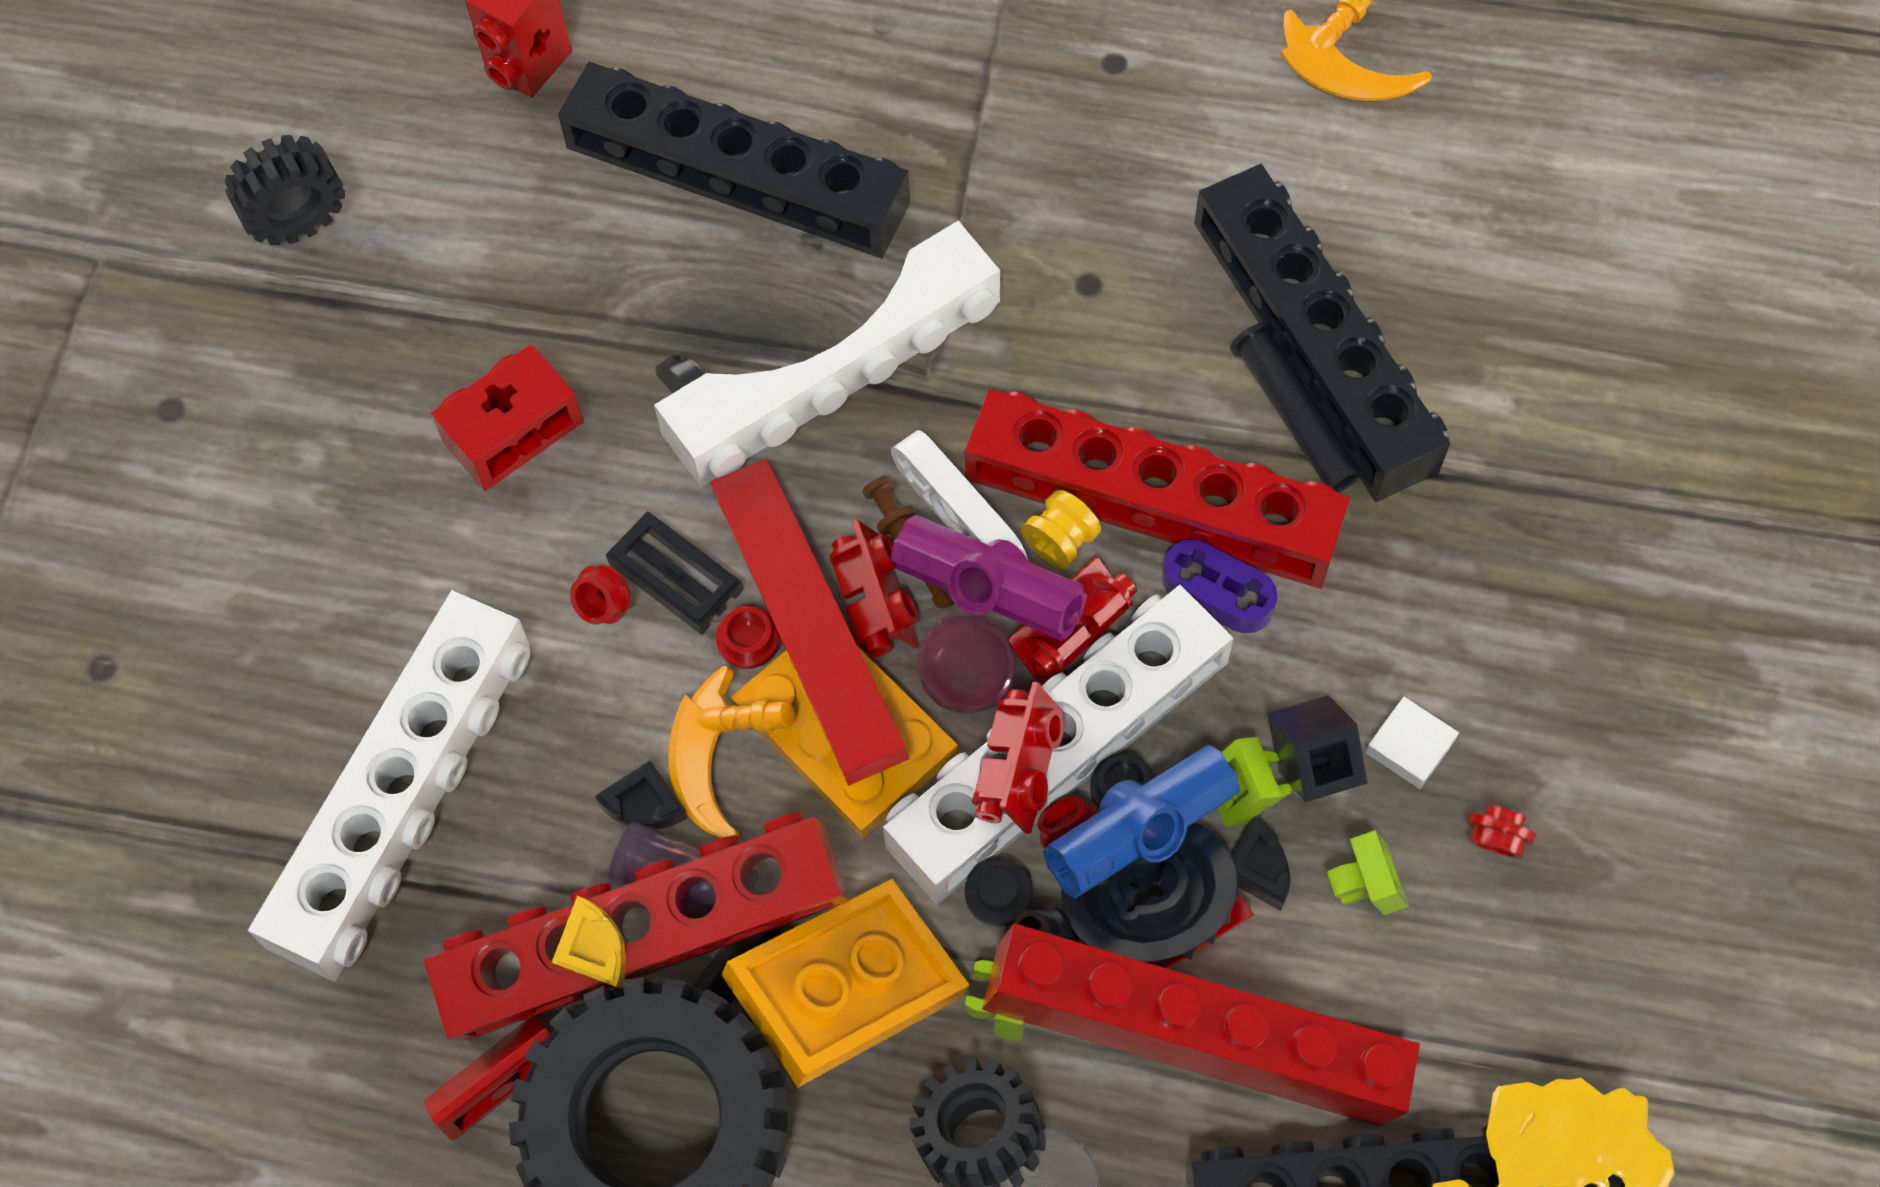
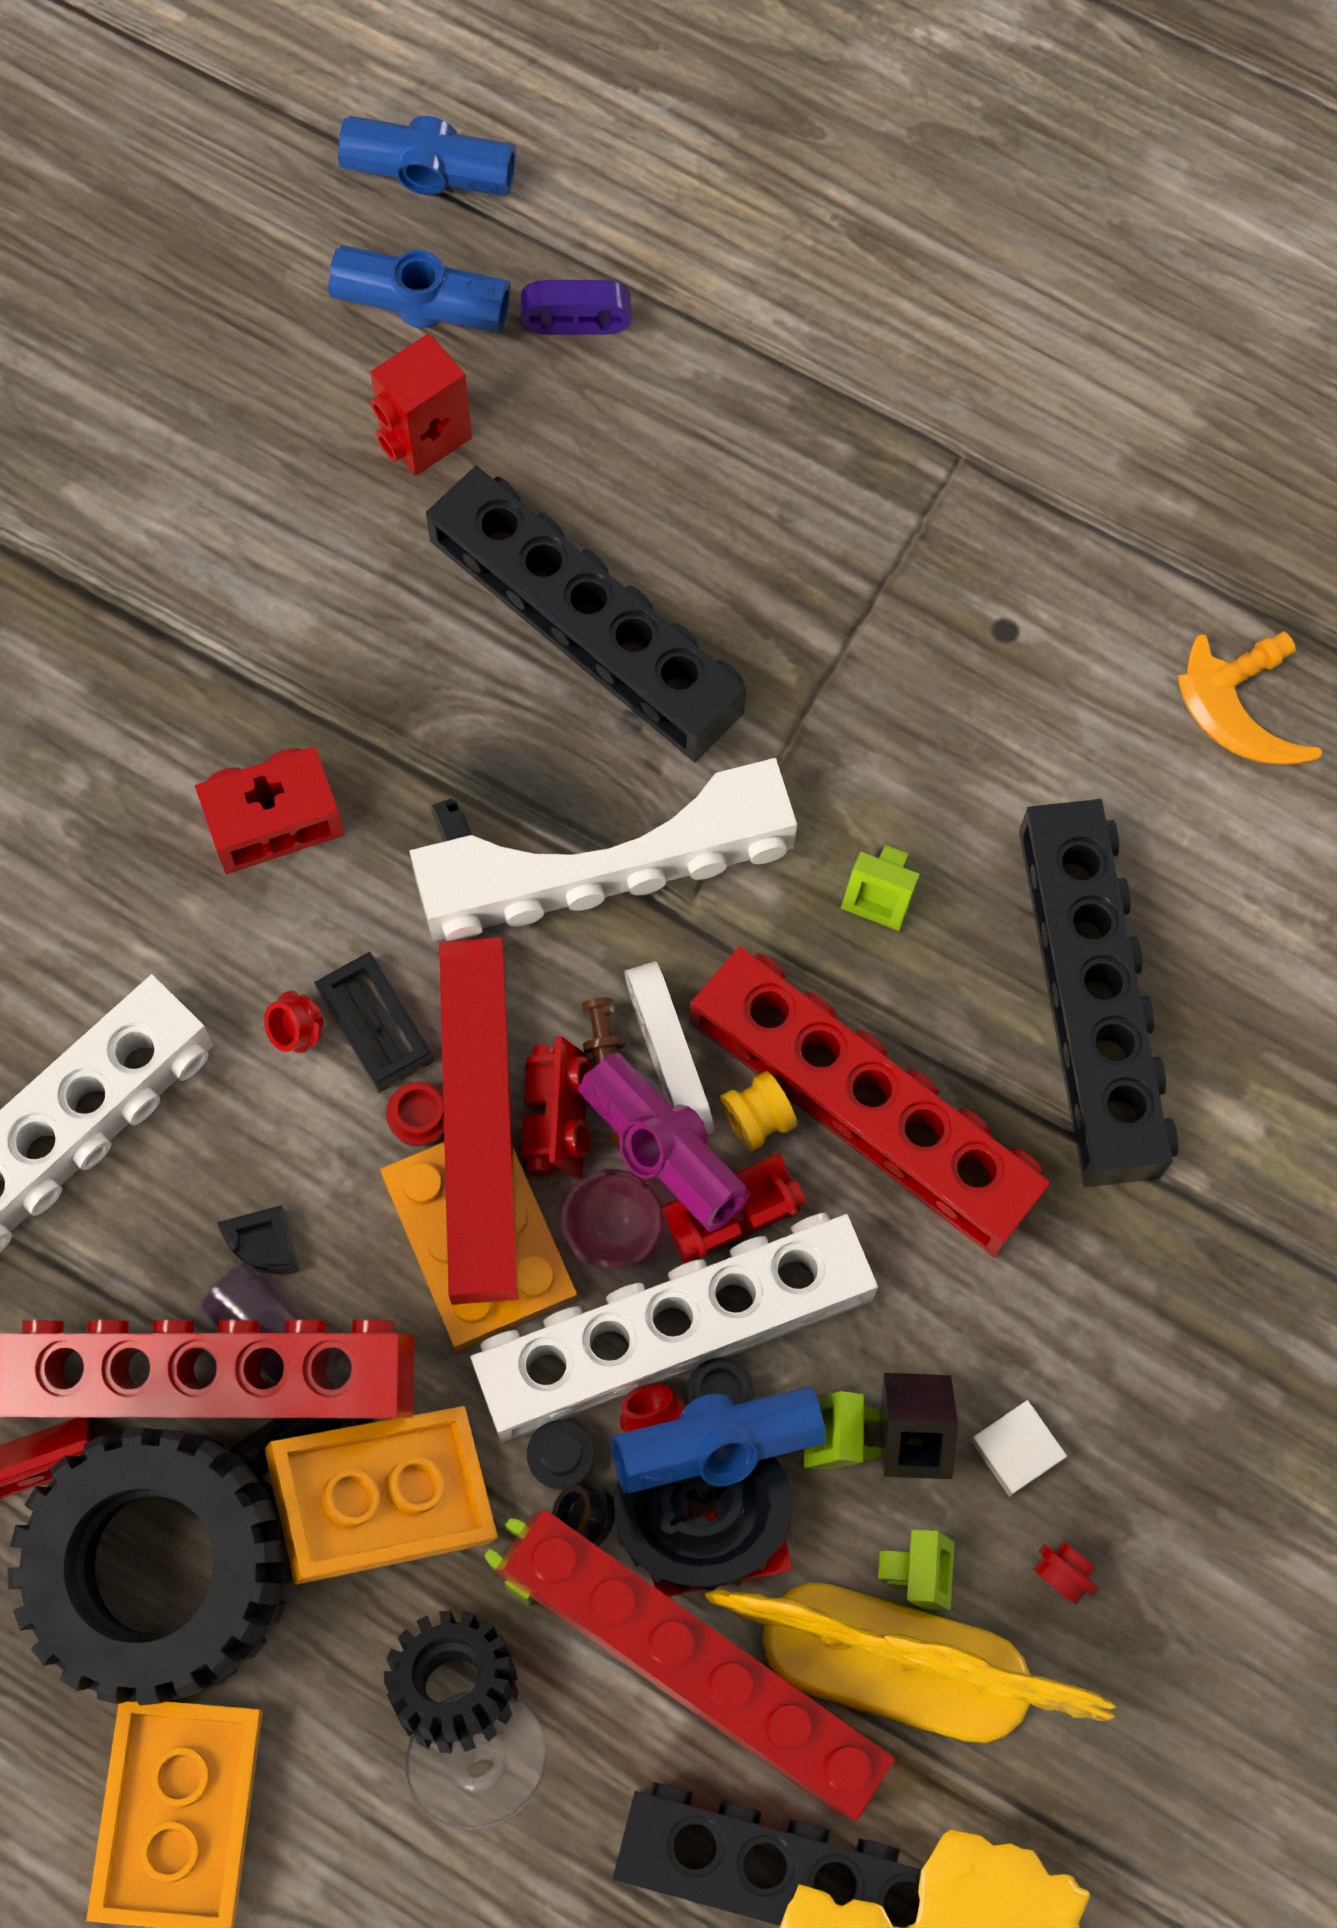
camera: 15 degrees right, 5 degrees up
(284, 190) = (137, 503): black tyre -> none
(592, 944) = (152, 1380): yellow tile -> none
(694, 740) = (329, 1199): light orange piece -> none
(1028, 730) = (641, 1314): red hinge -> none
(1094, 305) = (881, 887): none -> lime tile
(1221, 584) = (904, 1212): dark purple beam -> none
(1262, 865) = (823, 1517): black tile -> none
(1296, 406) = (1041, 1063): black pin -> none
(1401, 964) = (903, 1662): none -> yellow plant

